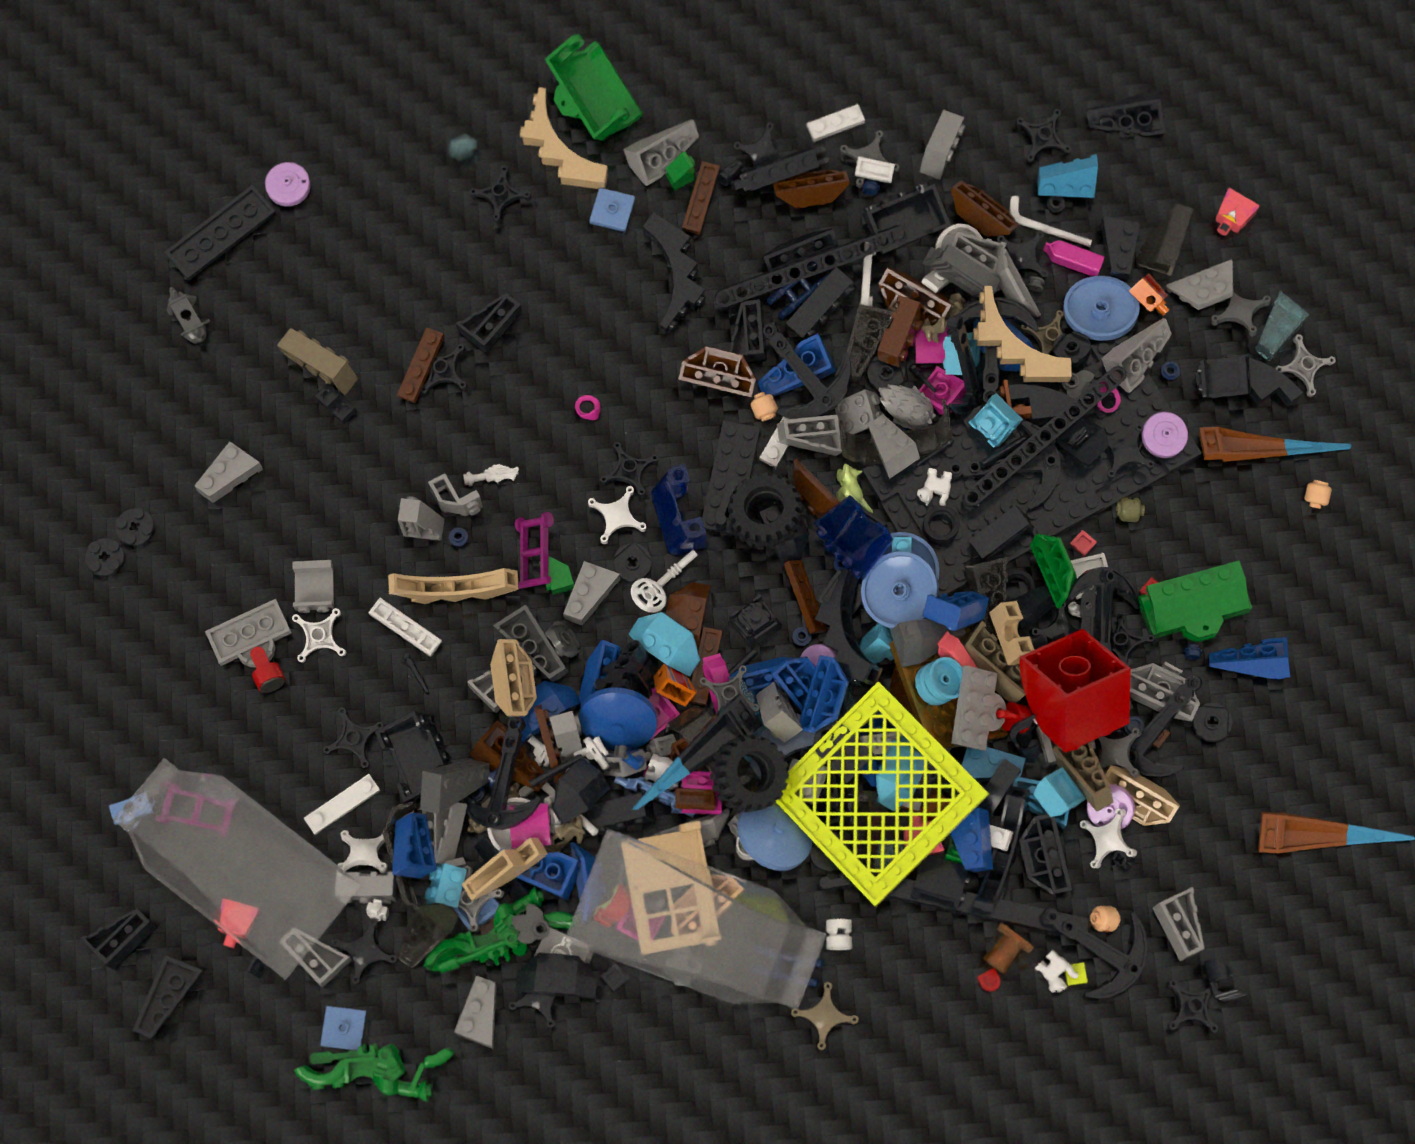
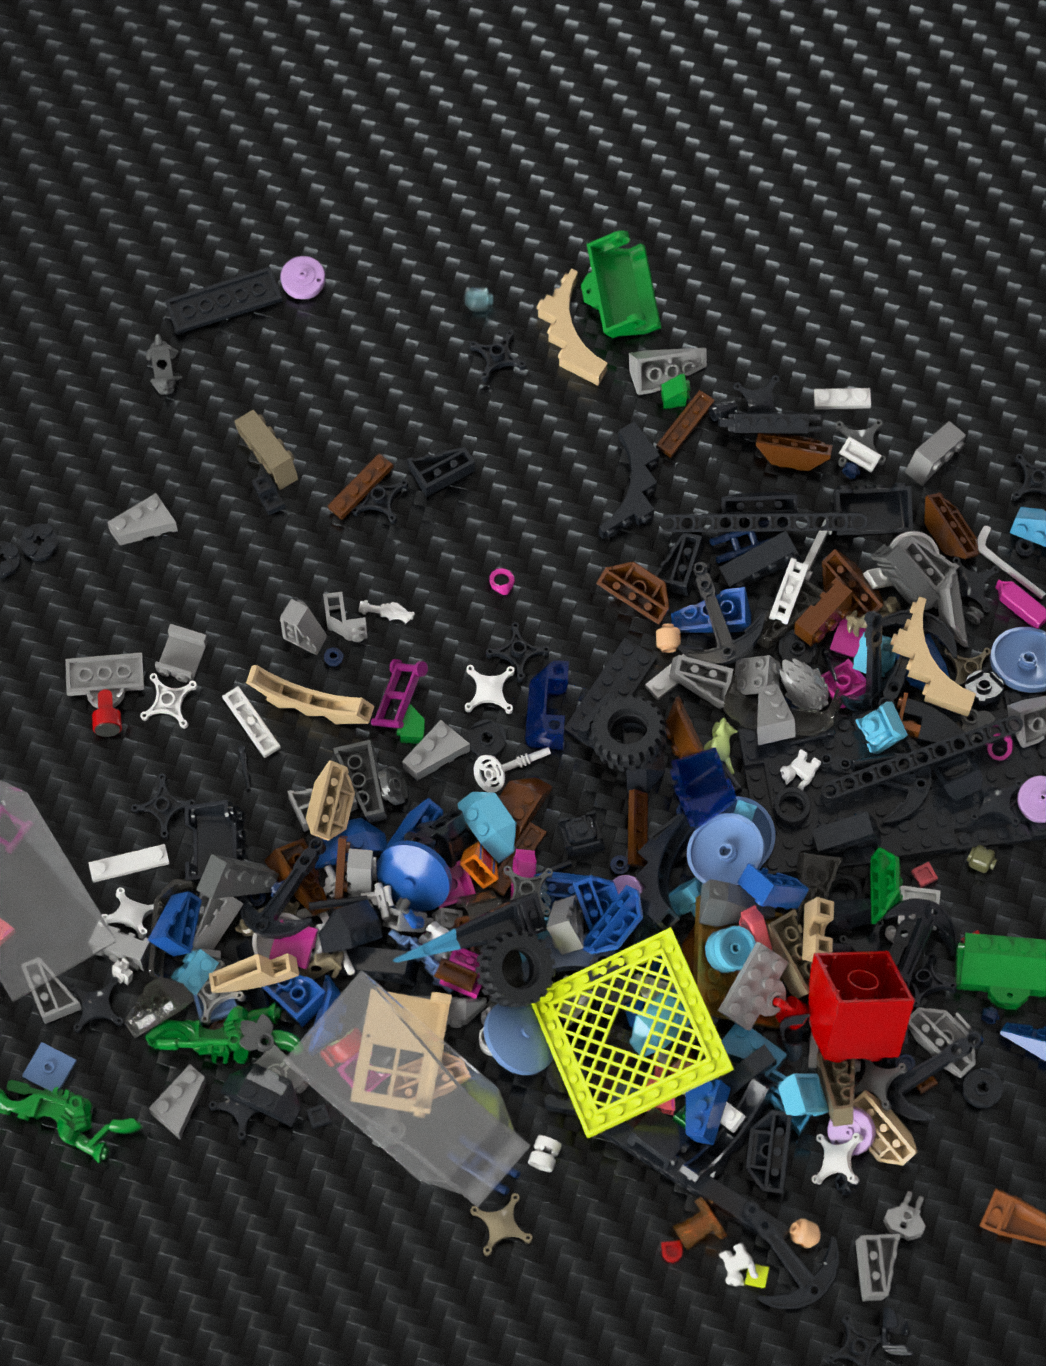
camera: 20 degrees right, 5 degrees down
(612, 209) = (597, 406): medium blue plate -> none
(860, 322) = (789, 590): none -> white plate
(1191, 868) = (906, 1217): none -> light grey hinge

